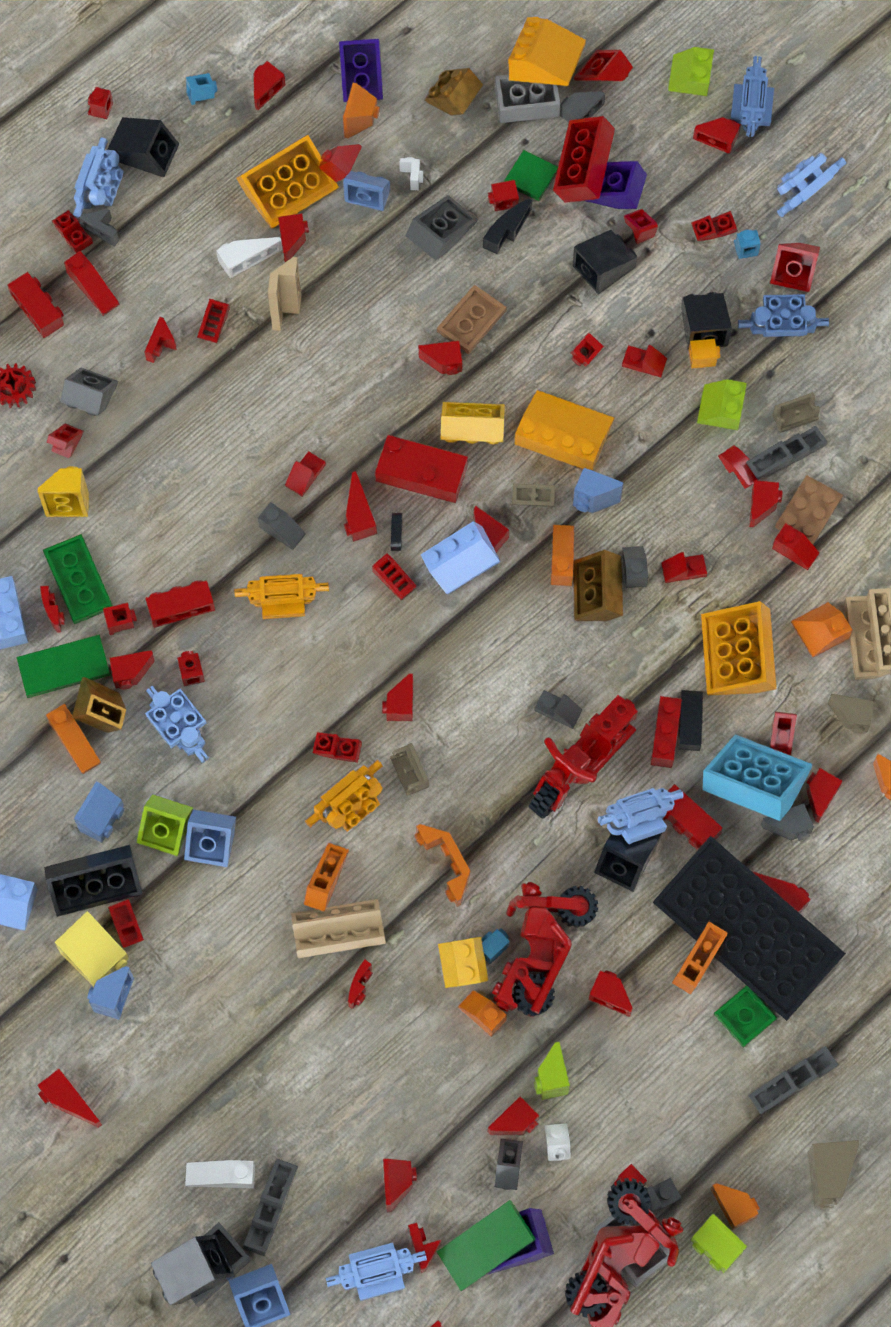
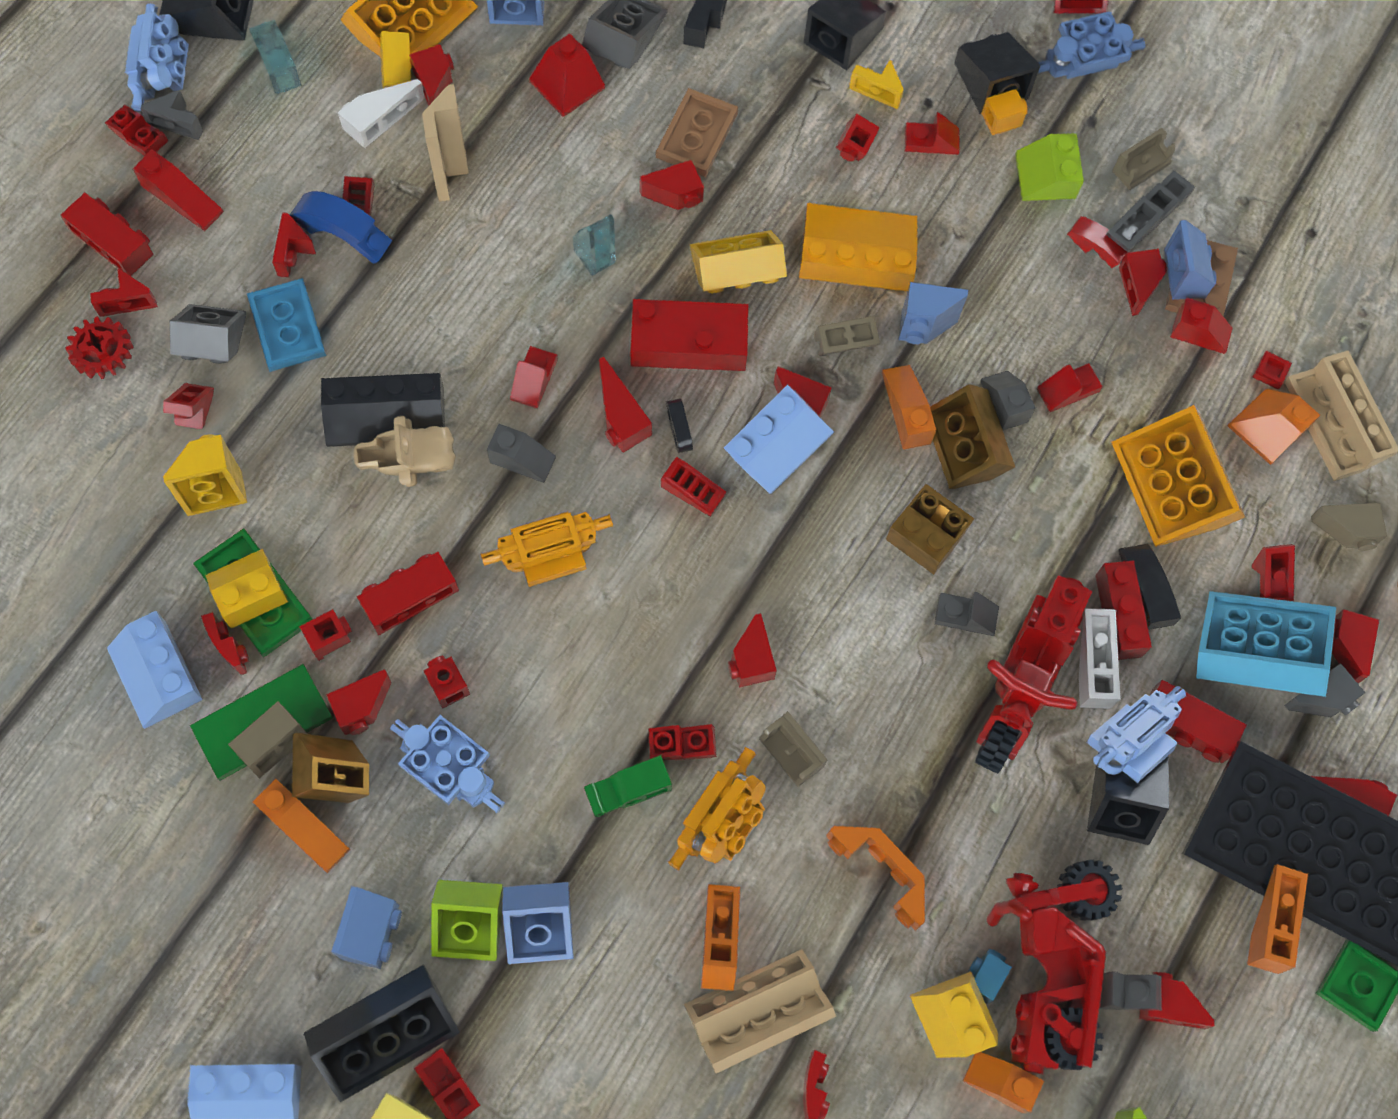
camera: 20 degrees left, 0 degrees up
(41, 354) = (127, 298): none -> red slope
(64, 678) = (267, 740): none -> dark tan hinge
(73, 575) = (246, 589): none -> yellow slope
(143, 397) = (286, 324): none -> dark azure tile
(182, 195) = (275, 56): none -> clear light blue slope
(192, 325) = (334, 215): none -> blue arch
(195, 473) = (366, 405): none -> black slope
(204, 507) = (407, 451): none -> tan piece
(267, 217) = (395, 58): none -> yellow tile
(293, 767) = (629, 786): none -> green piece
(373, 390) = (596, 245): none -> clear light blue slope
(388, 256) = (567, 76): none -> red slope
(548, 644) = (929, 528): none -> pearl gold slope
(583, 977) = (1130, 992): none -> dark grey slope
(617, 314) = (880, 87): none -> yellow slope
(635, 759) = (1099, 660): none -> white slope
(796, 498) = (1189, 263): none -> medium blue slope
(837, 589) = (1272, 370): none -> red tile

